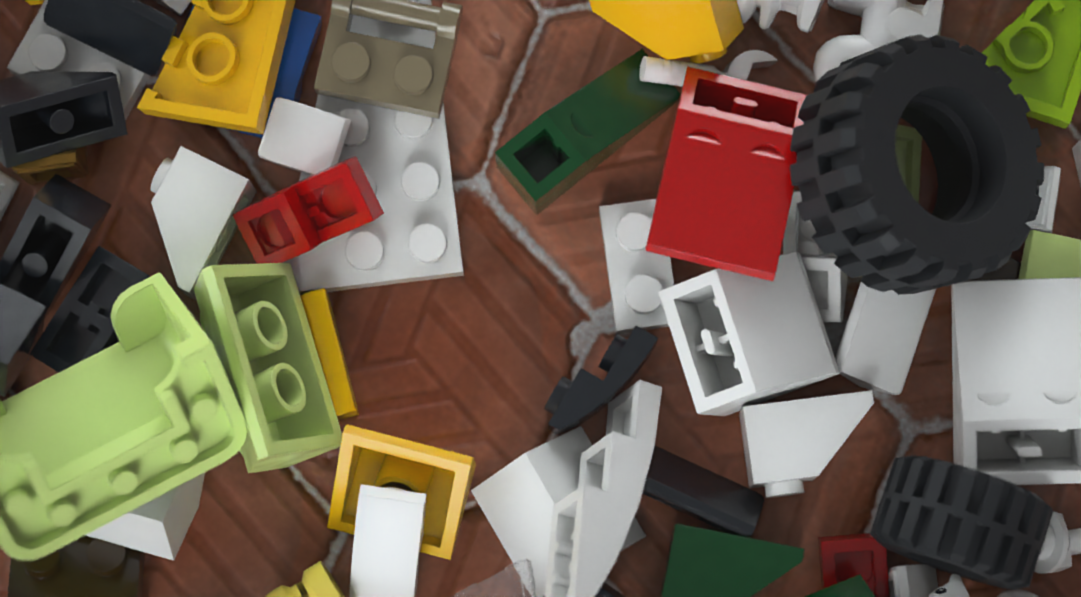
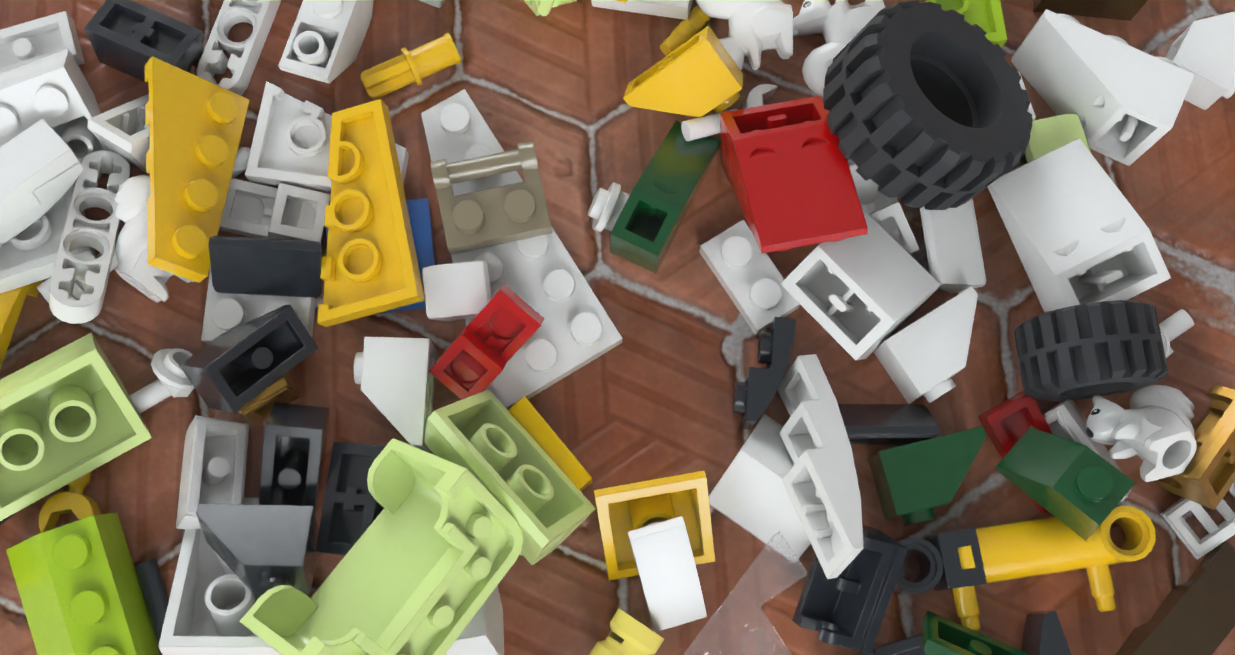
camera: 30 degrees left, 5 degrees down
(515, 115) = (607, 207): none -> white plate

